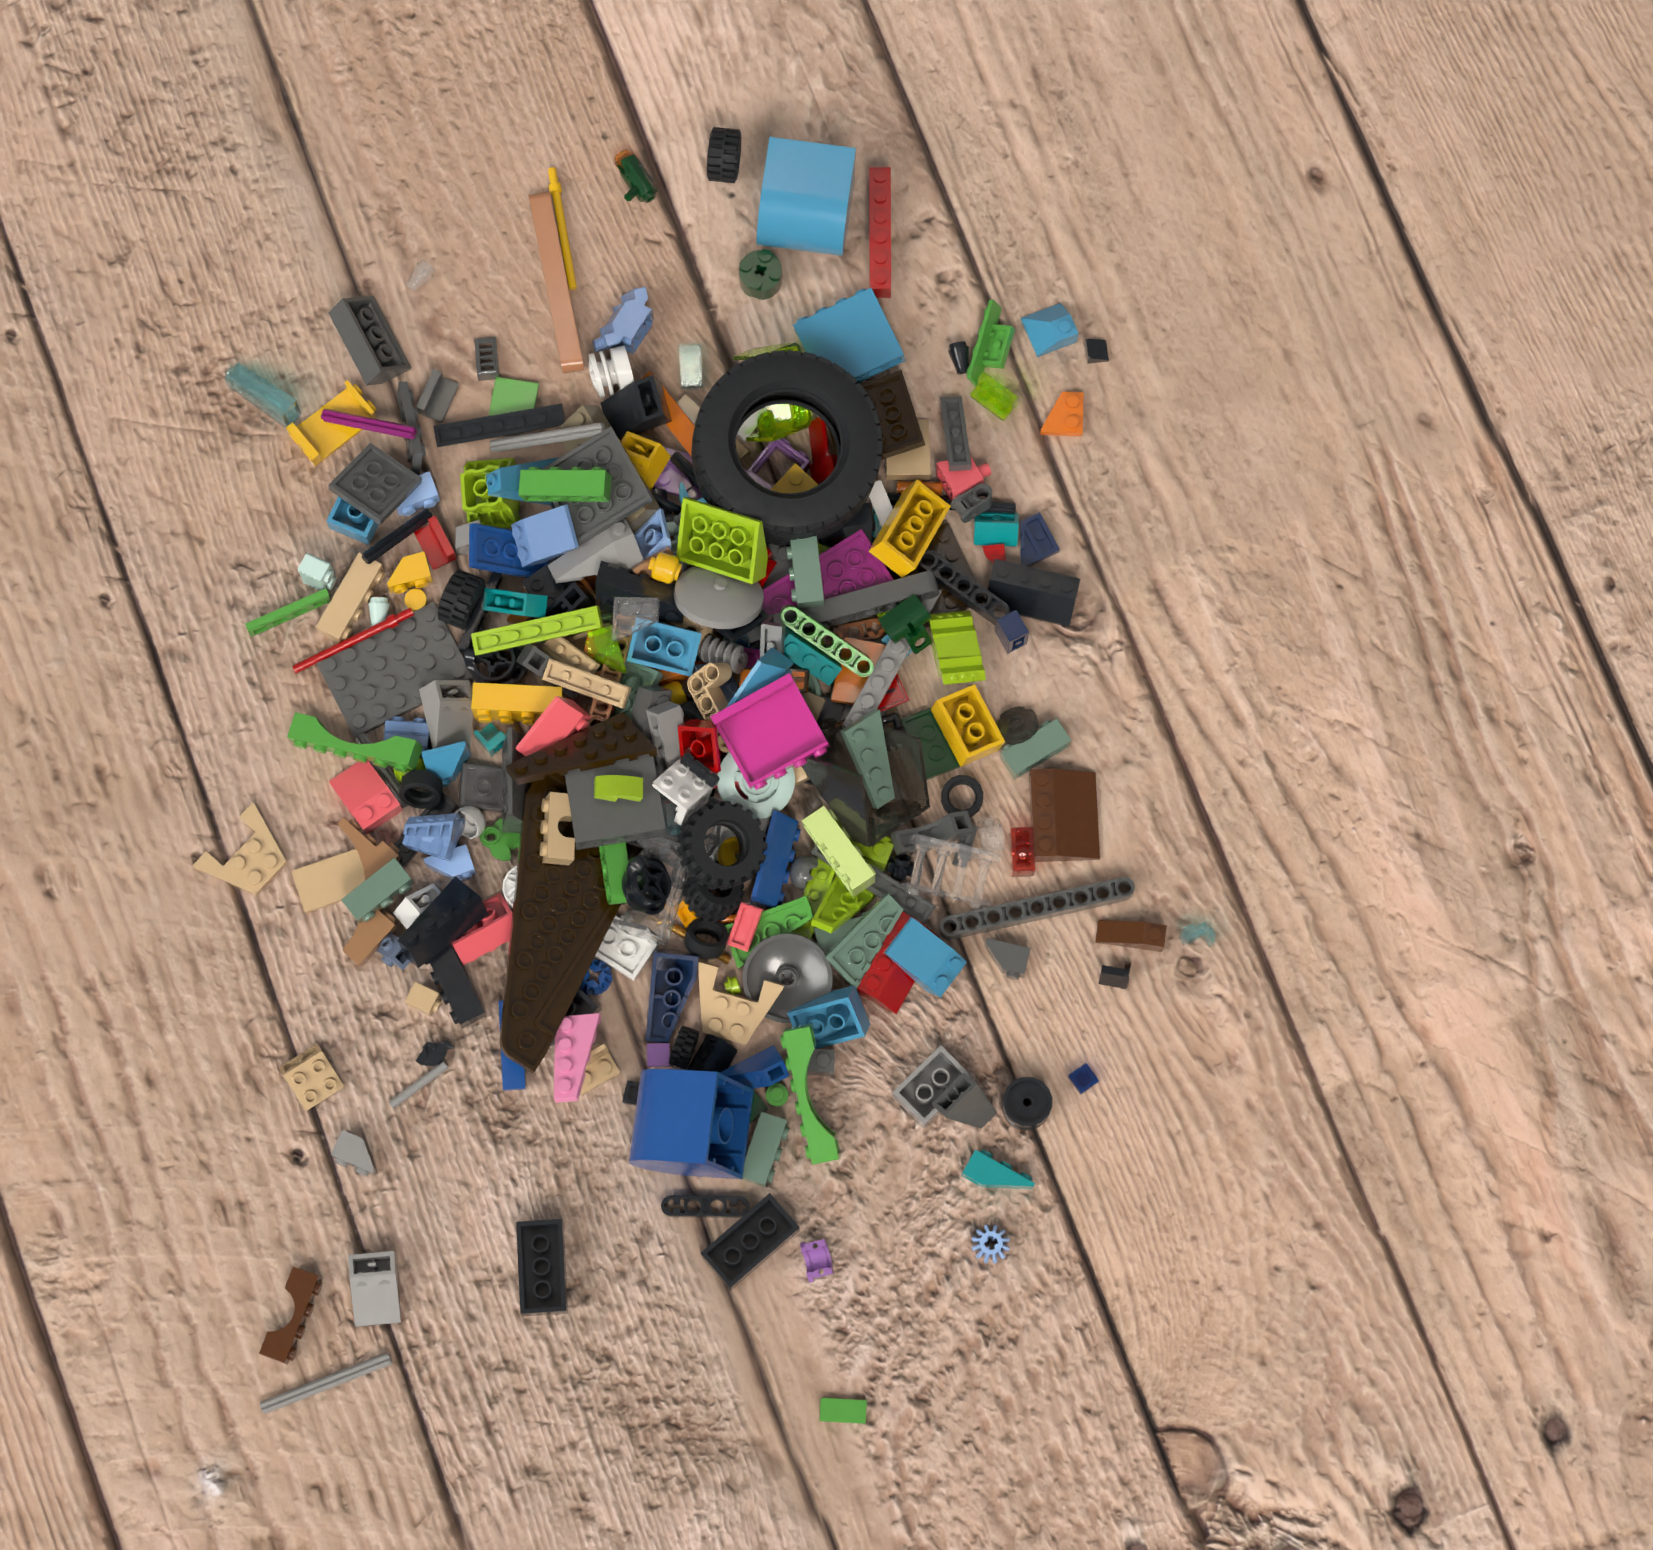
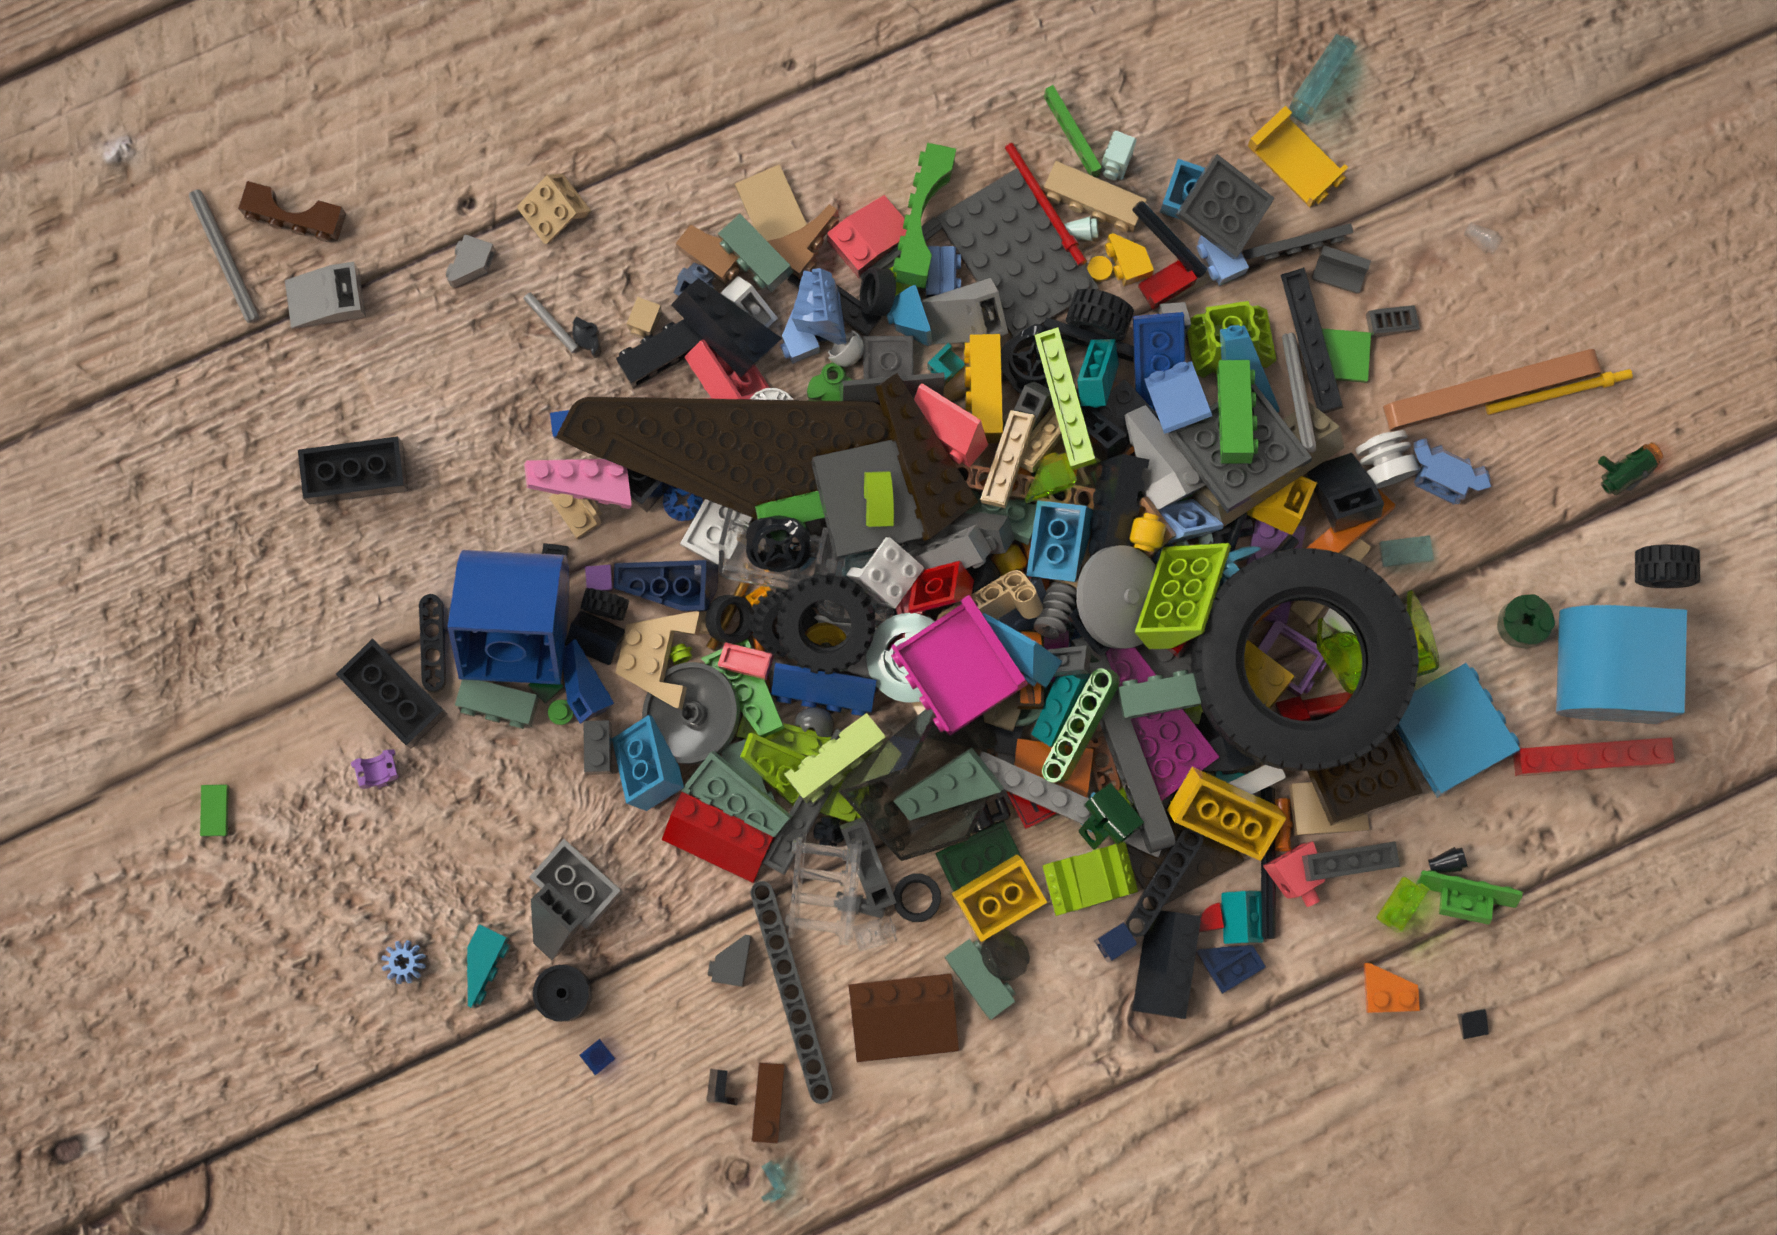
camera: 85 degrees right, 5 degrees up
(253, 863) = (786, 124): tan wing -> none
(369, 339) = (1401, 188): dark grey slope -> none
(369, 424) = (1297, 195): magenta axle -> none
(556, 847) = (812, 437): tan arch -> none
(632, 615) = (1086, 500): clear wing -> none
(699, 770) = (909, 590): black axle -> none
(770, 567) = (1163, 654): red tile -> none
(821, 1139) = (510, 763): bright green arch -> none
(925, 957) = (721, 866): dark azure slope -> none
(968, 503) = (1266, 885): dark grey piece -> none
(1022, 852) = (854, 970): clear red brick -> none
(1050, 329) = (1494, 966): dark azure slope -> none

